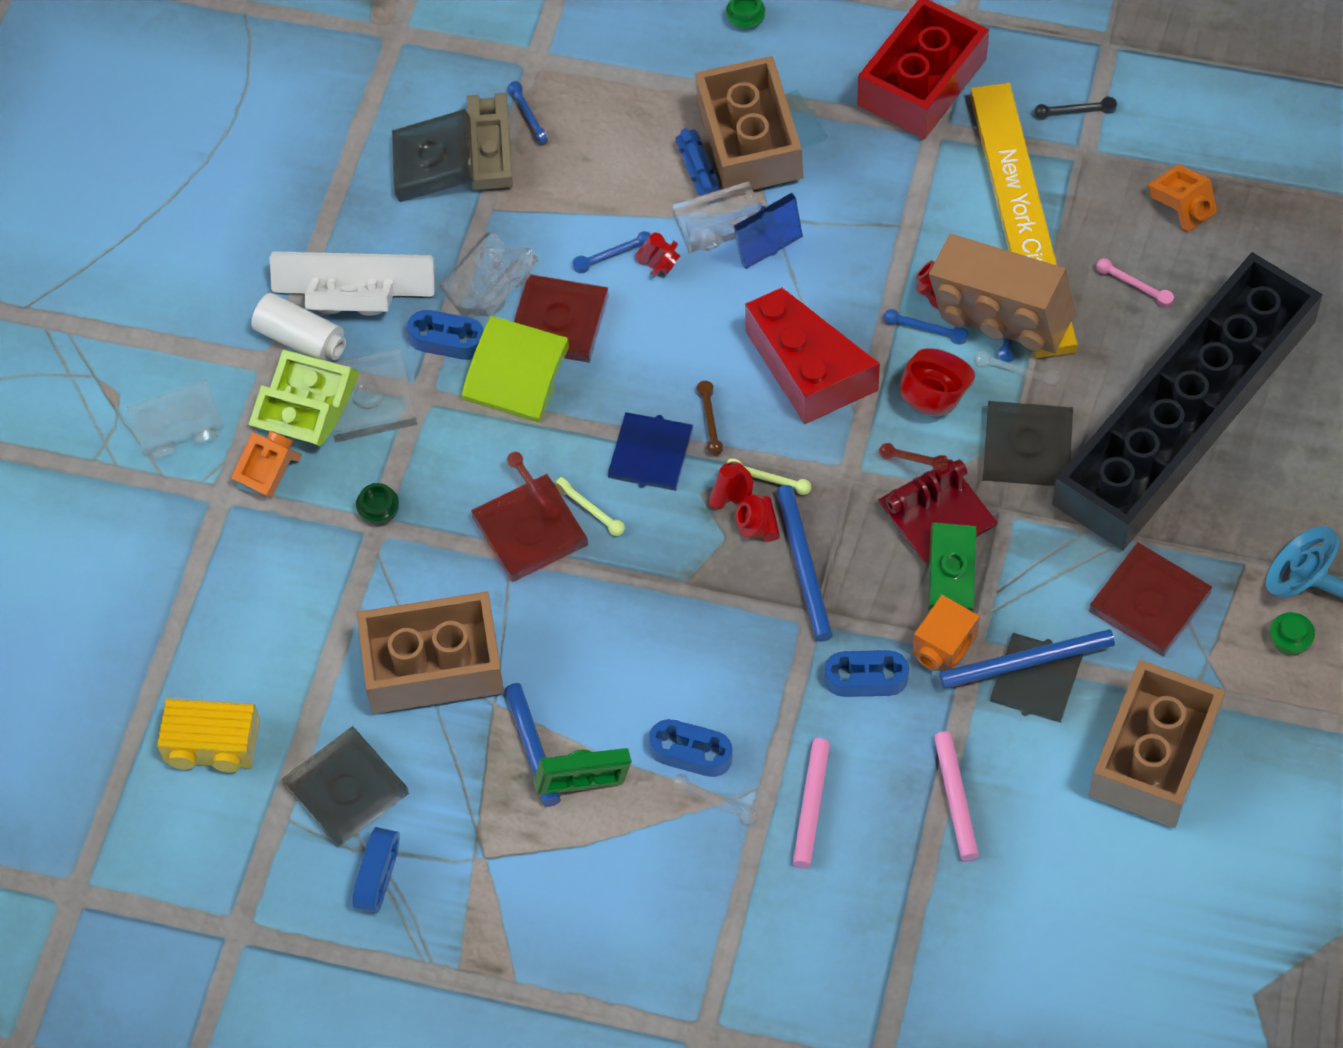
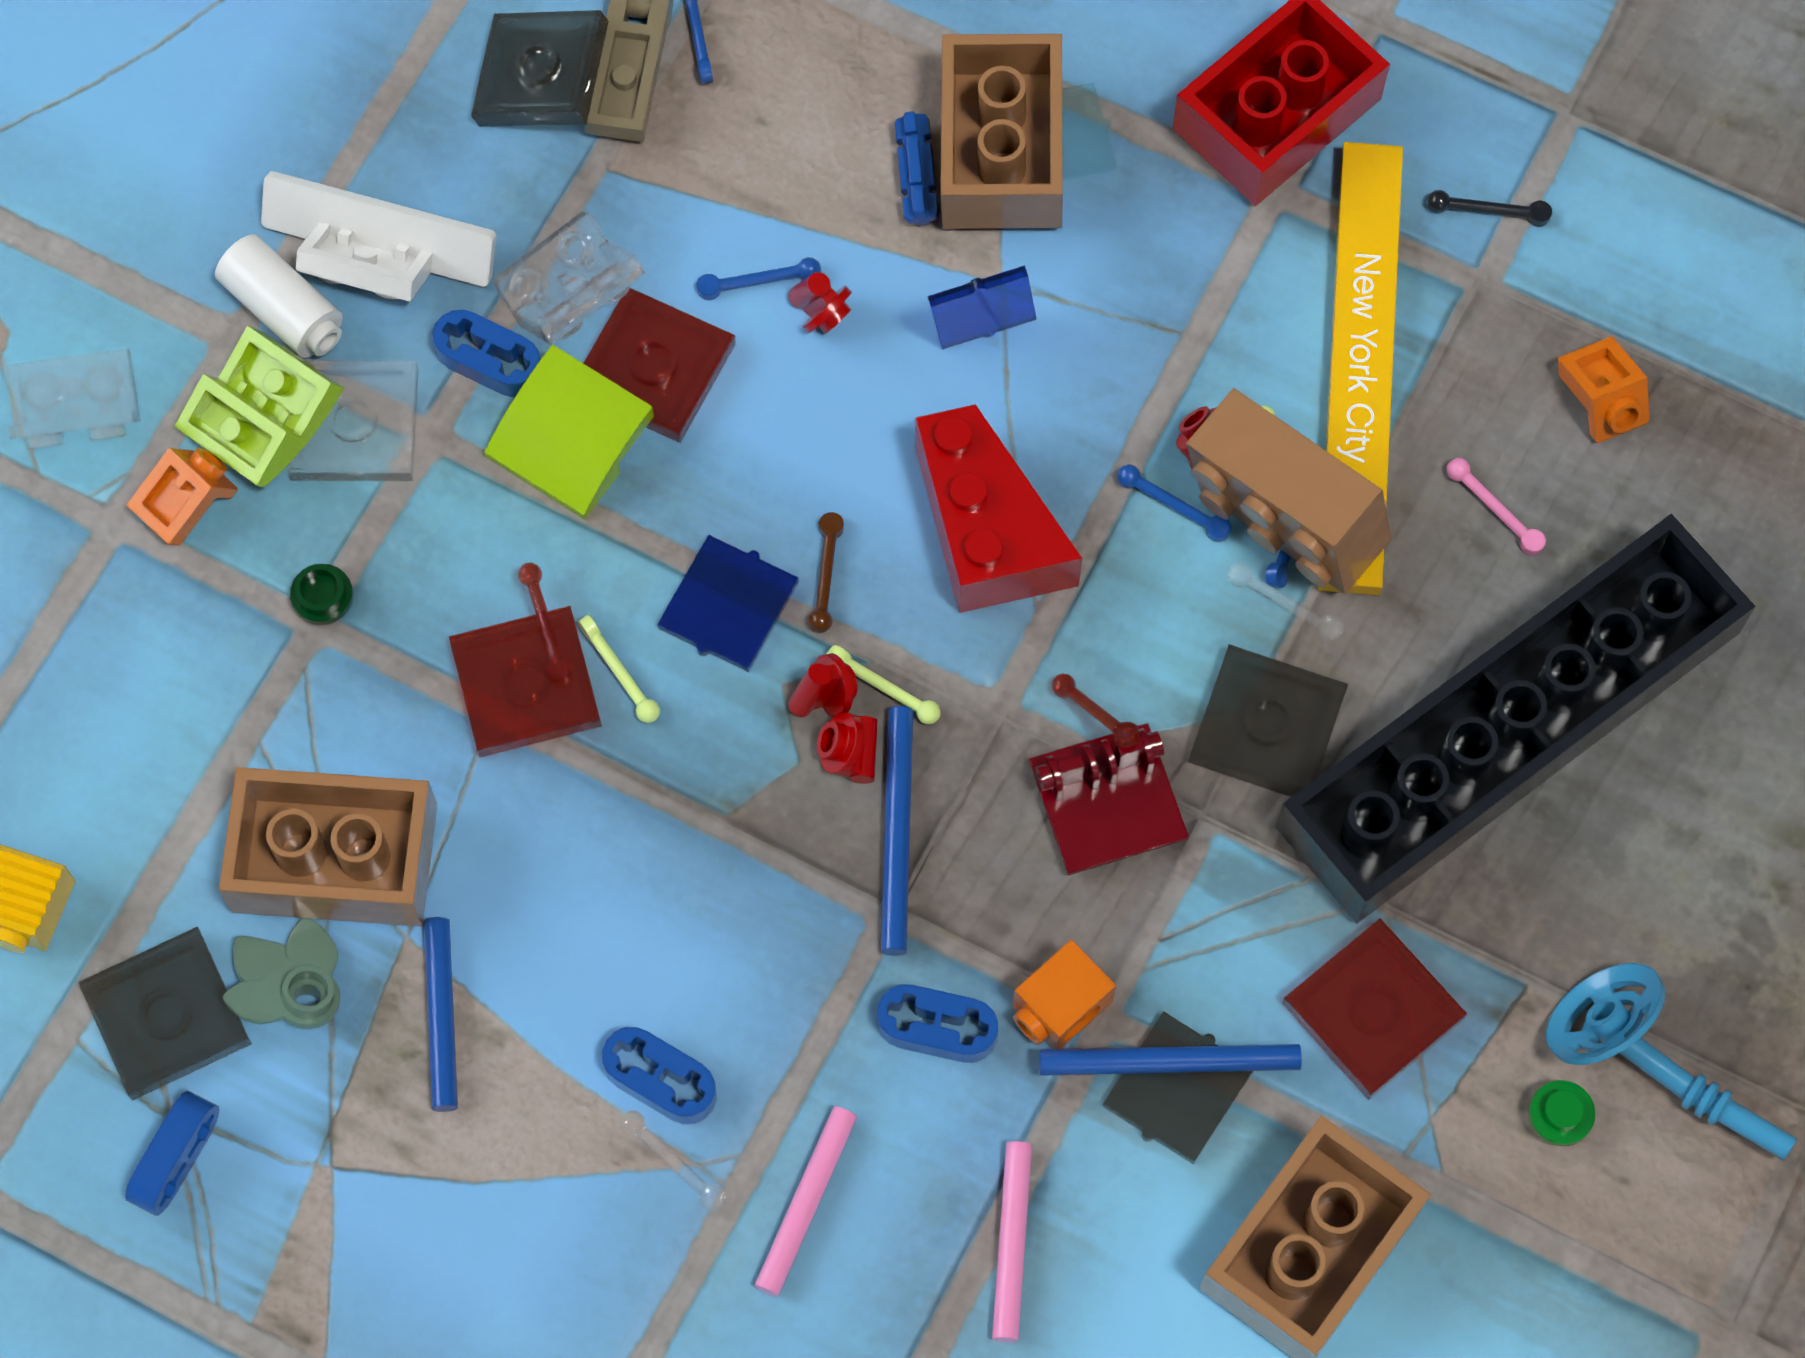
camera: 10 degrees right, 10 degrees up
(422, 747) = (279, 974): none -> sand green plate
(582, 770) = (493, 1078): green plate -> none
(711, 217) = (919, 261): clear bracket -> none
(935, 381) = (1162, 596): red cap -> none
(952, 564) = (1103, 892): green plate -> none

